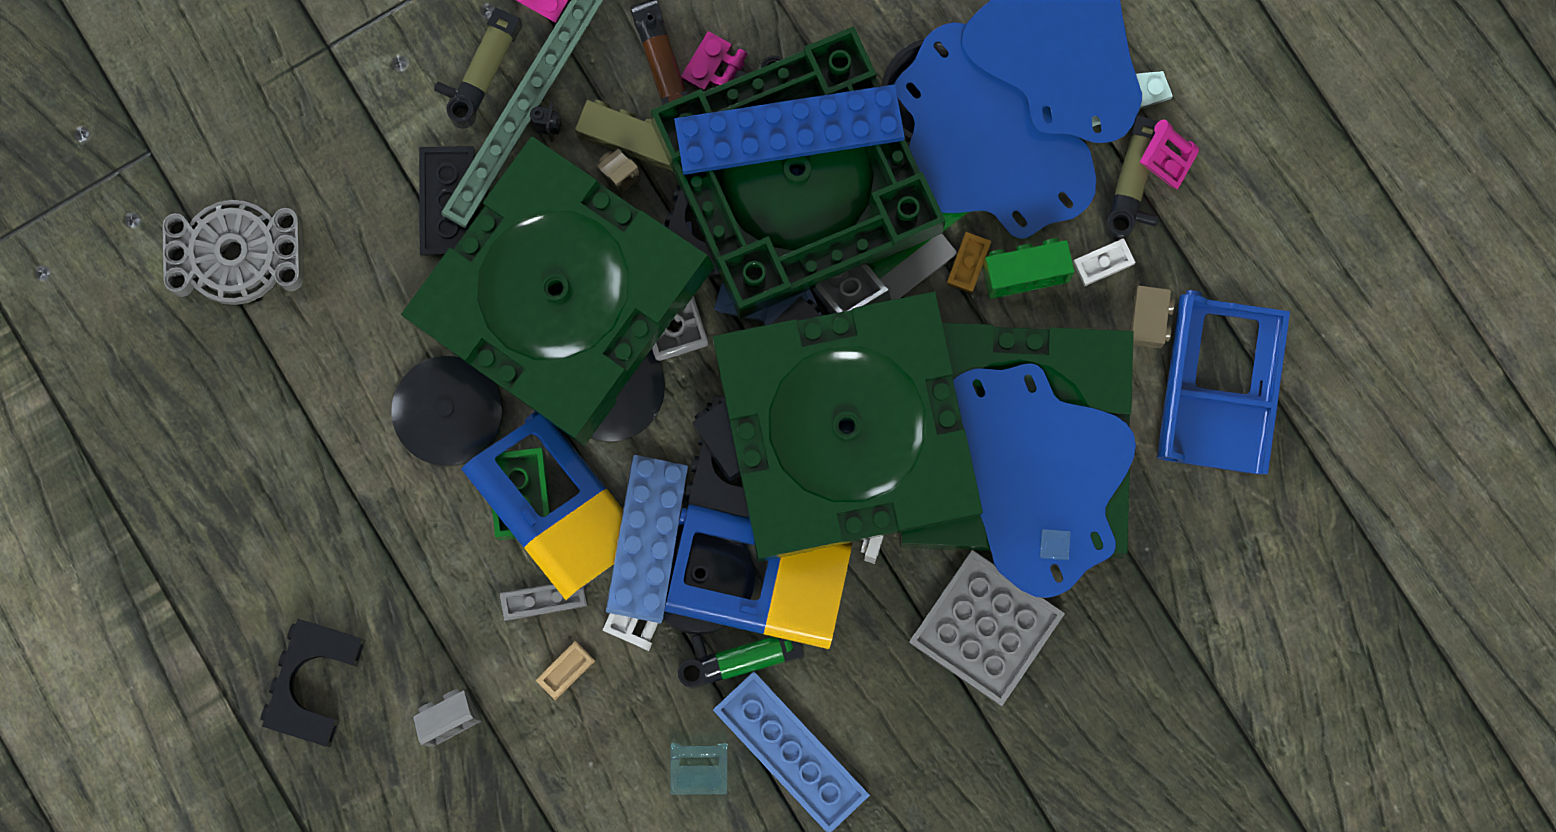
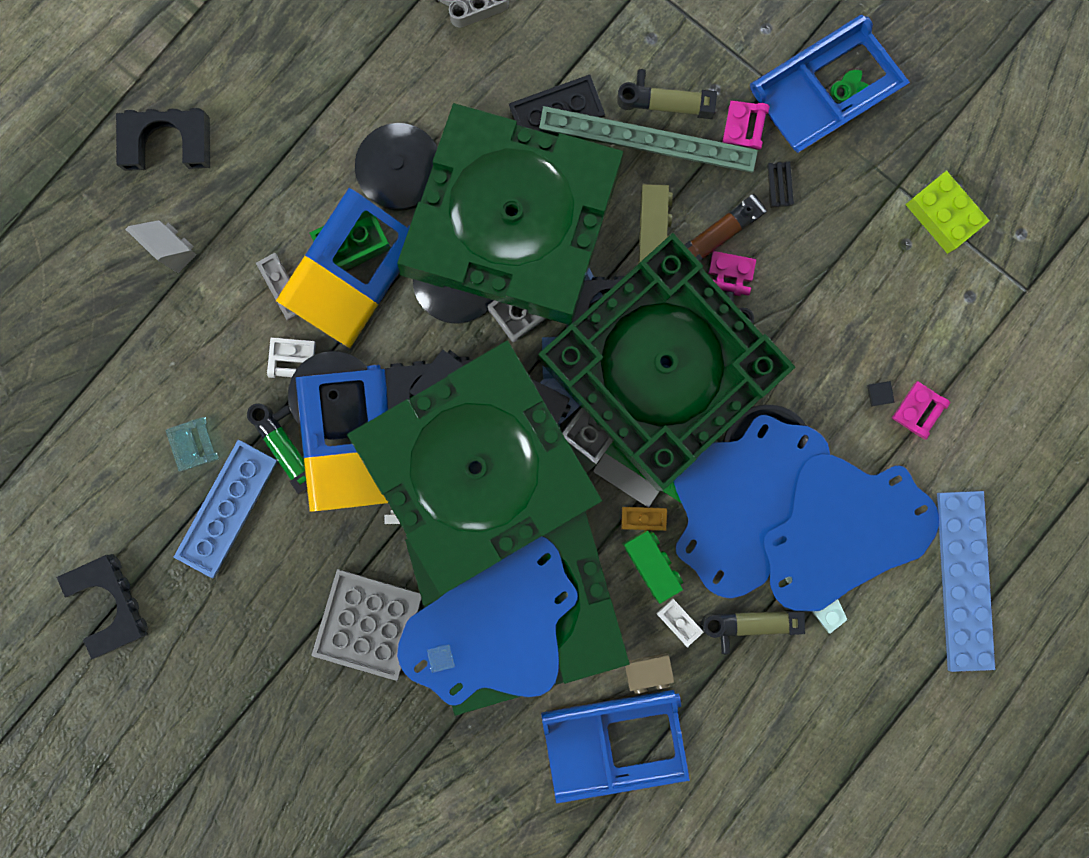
camera: 70 degrees right, 5 degrees up
(546, 120) = (642, 161): black hinge -> none
(565, 670) = (234, 321): tan tile -> none
(618, 171) = (622, 229): dark tan arch -> none
(646, 539) = (345, 346): medium blue plate -> none
(789, 129) = (694, 344): blue plate -> none
(1163, 160) = (774, 644): dark pink plate -> none

